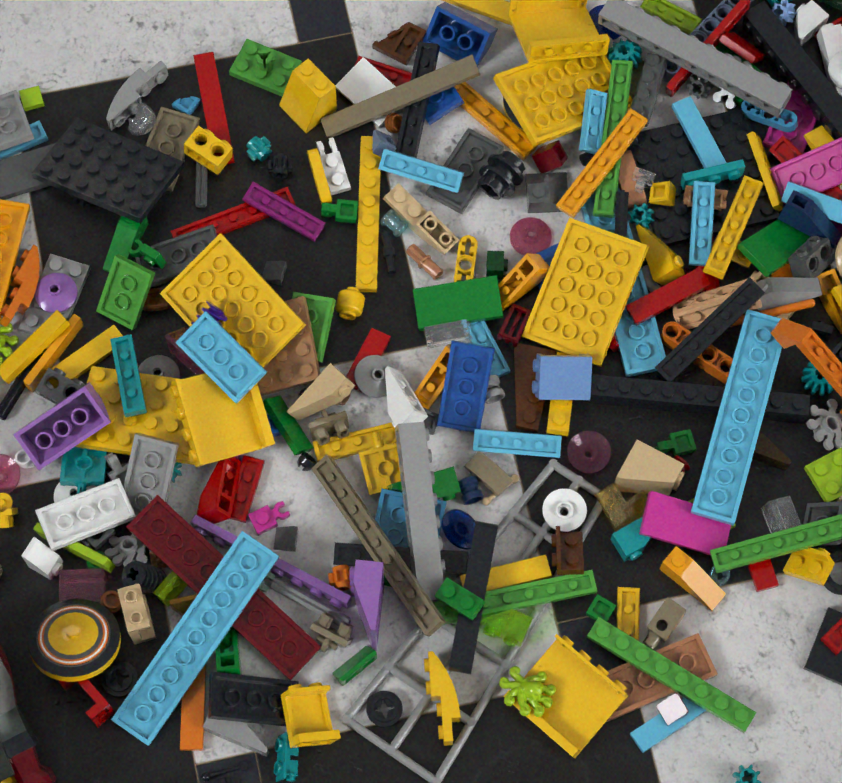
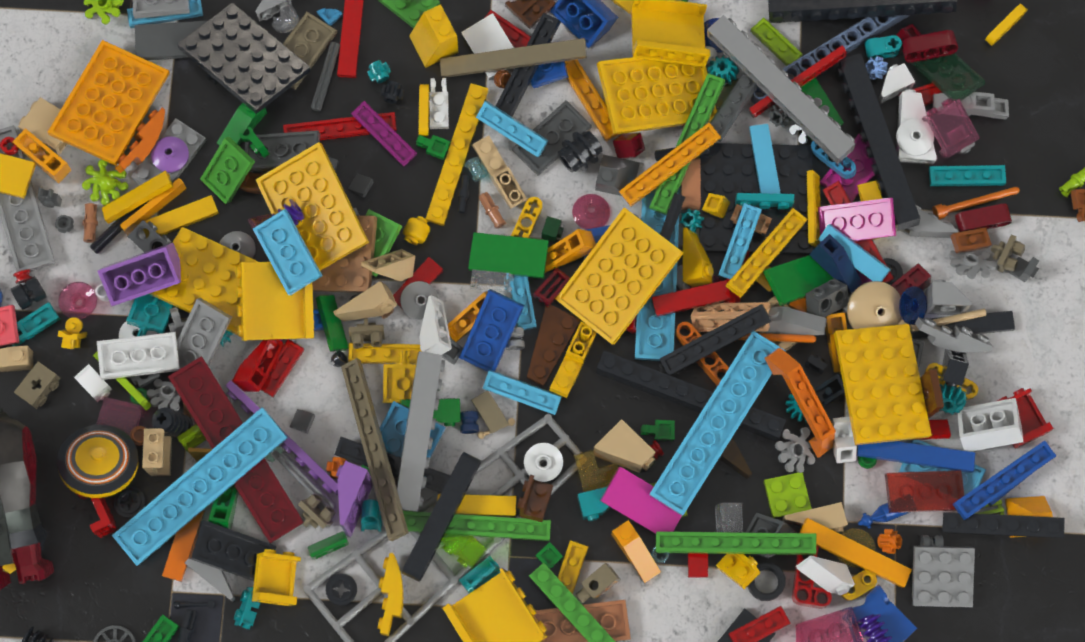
camera: 15 degrees right, 5 degrees up
(128, 375) = (208, 245): teal plate -> none
(204, 153) = (330, 64): yellow brick -> none
(265, 519) = (290, 399): dark pink plate -> none
(339, 343) = (395, 265): none -> tan slope
(382, 141) = (486, 93): sand blue slope -> none
(394, 618) = (371, 516): none -> teal piece
(458, 528) = (453, 447): clear blue dish -> none
(459, 599) = (427, 516): green plate -> none
(528, 691) = (464, 609): lime animal -> none
(532, 650) = (480, 574): none -> teal hinge
(562, 377) = (576, 346): medium blue panel -> none
(591, 442) = (583, 407): clear pink dish -> none
(593, 121) = (674, 124): medium azure tile -> none
(643, 178) = (700, 188): clear tile -> none
(742, 47) = (828, 90): red tile -> none

